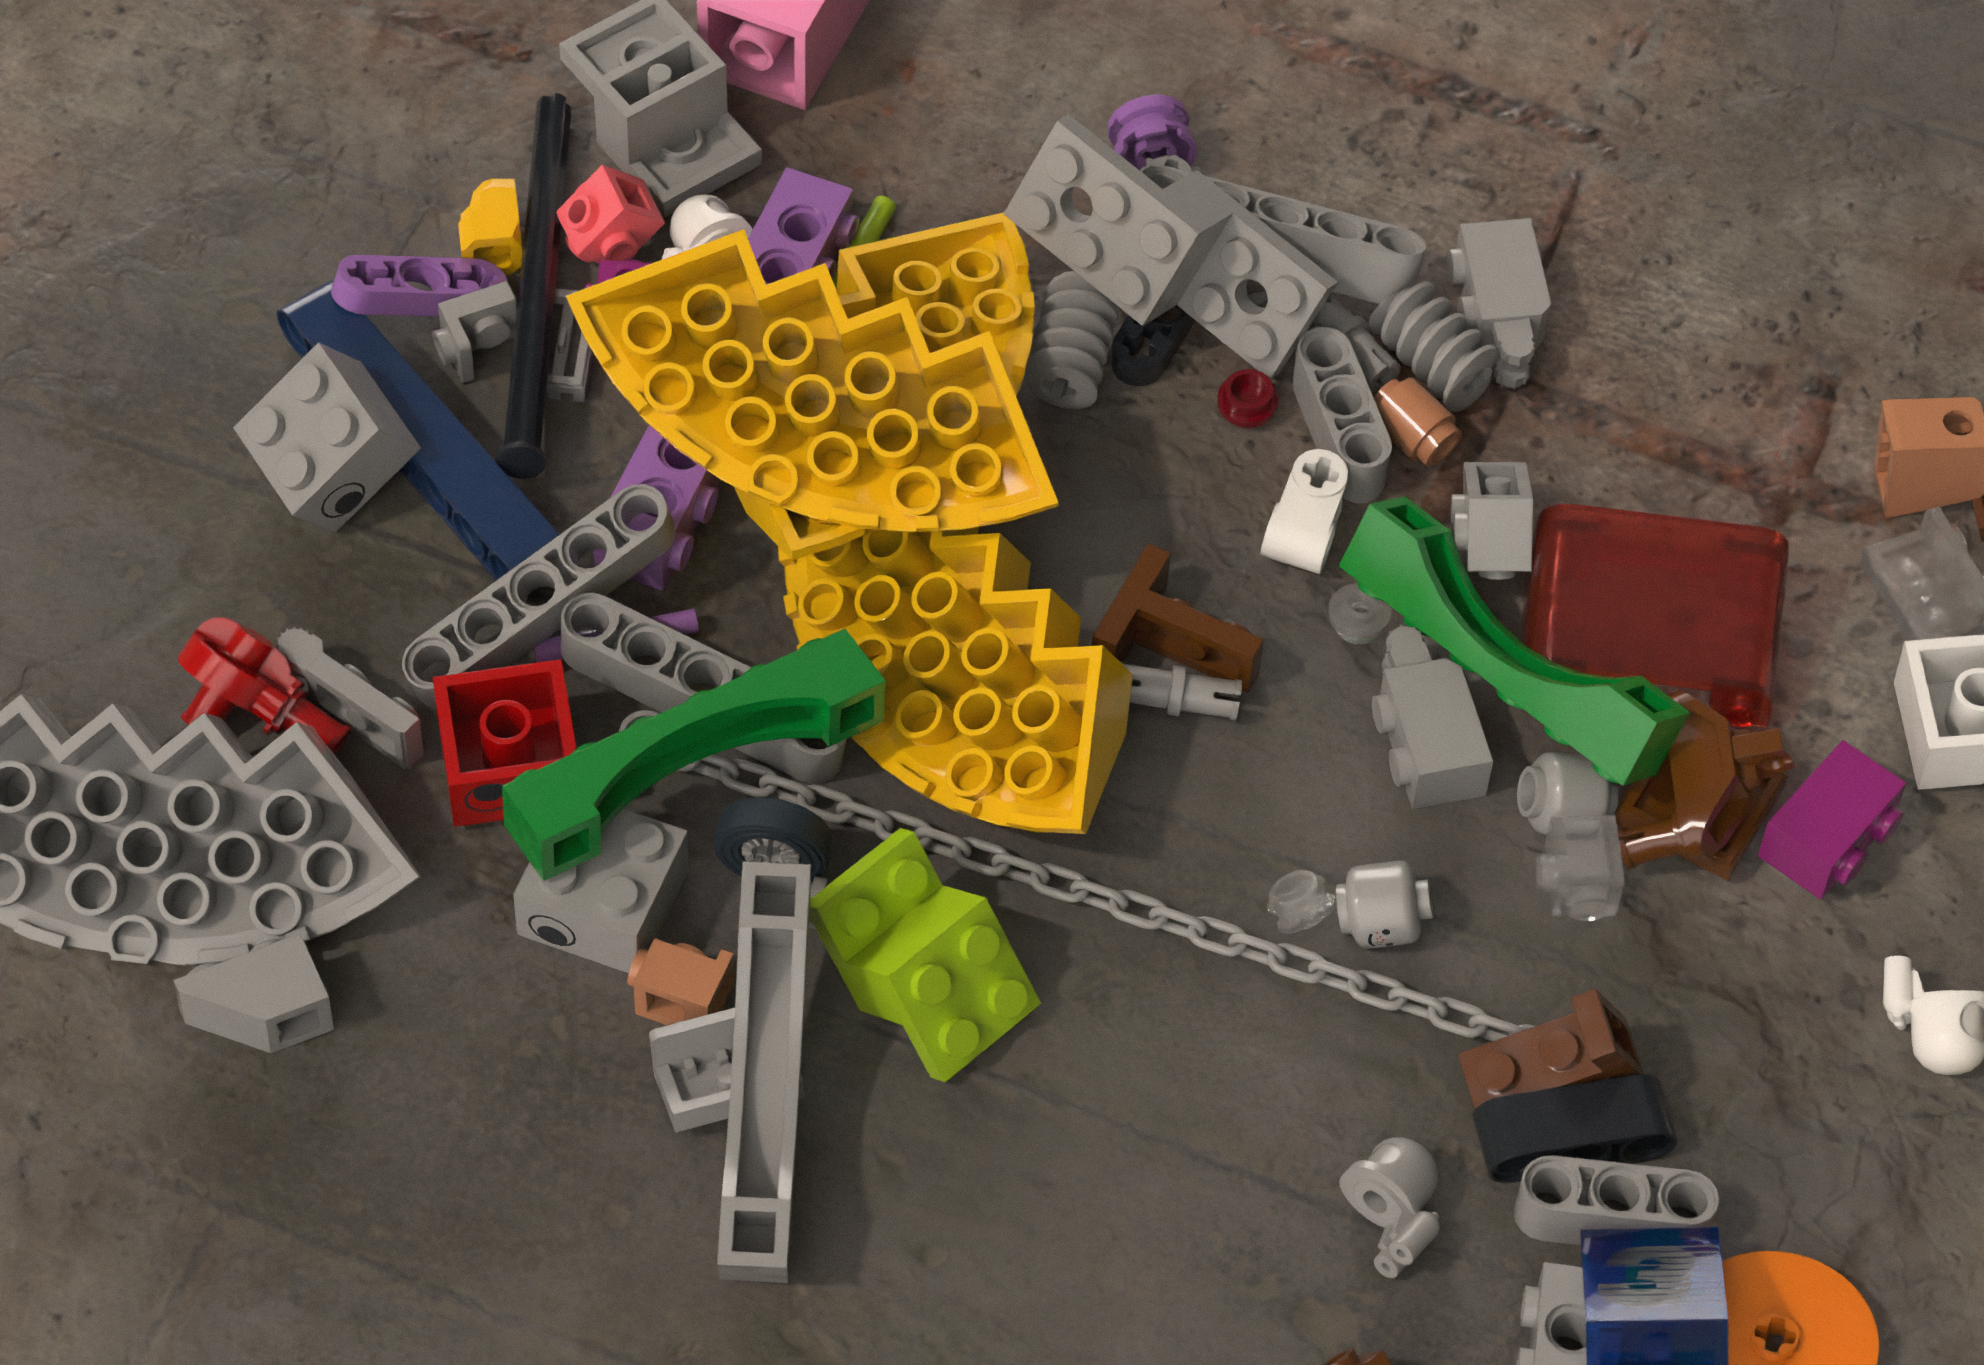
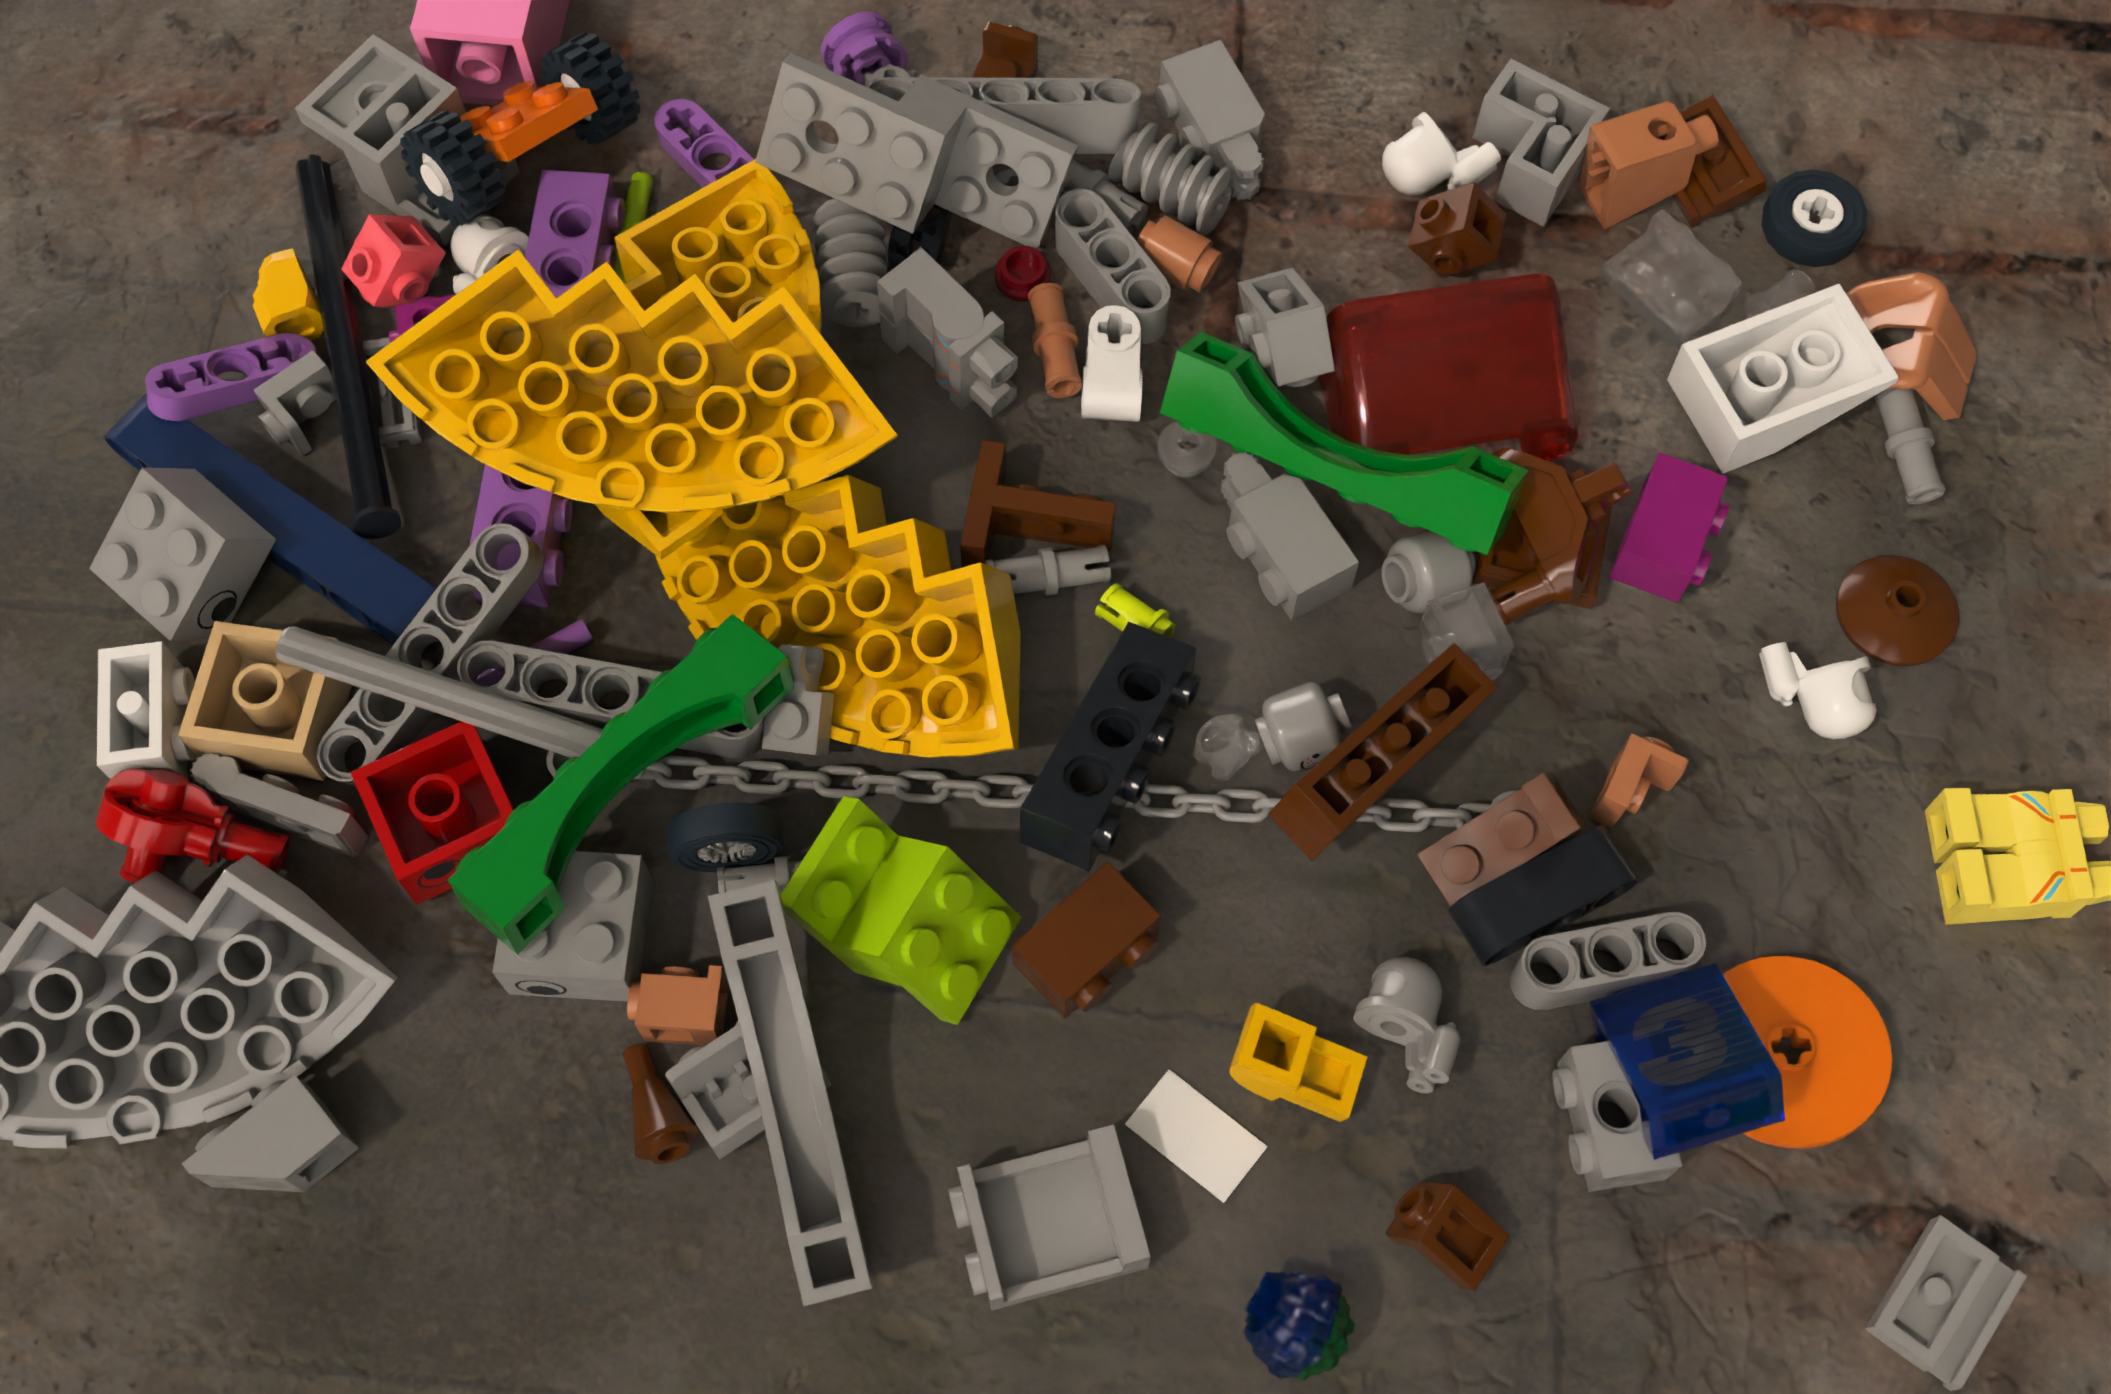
camera: 15 degrees left, 10 degrees up
(250, 568) = (142, 709): none -> white brick
(370, 593) = (258, 706): none -> tan brick
(534, 625) = (436, 693): none -> light grey axle
(629, 1084) = (659, 1121): none -> reddish brown cone
(703, 127) = (456, 153): none -> black plate
(884, 753) = (804, 715): none -> light grey plate
(964, 183) = (708, 140): none -> medium lavender beam
(977, 1280) = (1050, 1221): none -> light grey panel
(1098, 1039) = (1087, 942): none -> reddish brown brick
(1147, 427) = (949, 331): none -> light grey hips
(1148, 1251) = (1196, 1135): none -> white sticker
(1179, 862) = (1078, 825): none -> black brick
(1252, 1197) = (1288, 1061): none -> yellow brick
(1258, 471) = (1055, 340): none -> nougat pin
(1260, 771) = (1126, 608): none -> neon yellow pin
(1304, 175) = (1007, 53): none -> reddish brown bracket
(1452, 940) = (1381, 751): none -> reddish brown brick
(1705, 1040) = (1633, 770): none -> nougat bracket
(1712, 395) = (1428, 158): none -> white piece
(1716, 472) = (1457, 230): none -> reddish brown brick
(1836, 402) = (1542, 133): none -> light grey brick

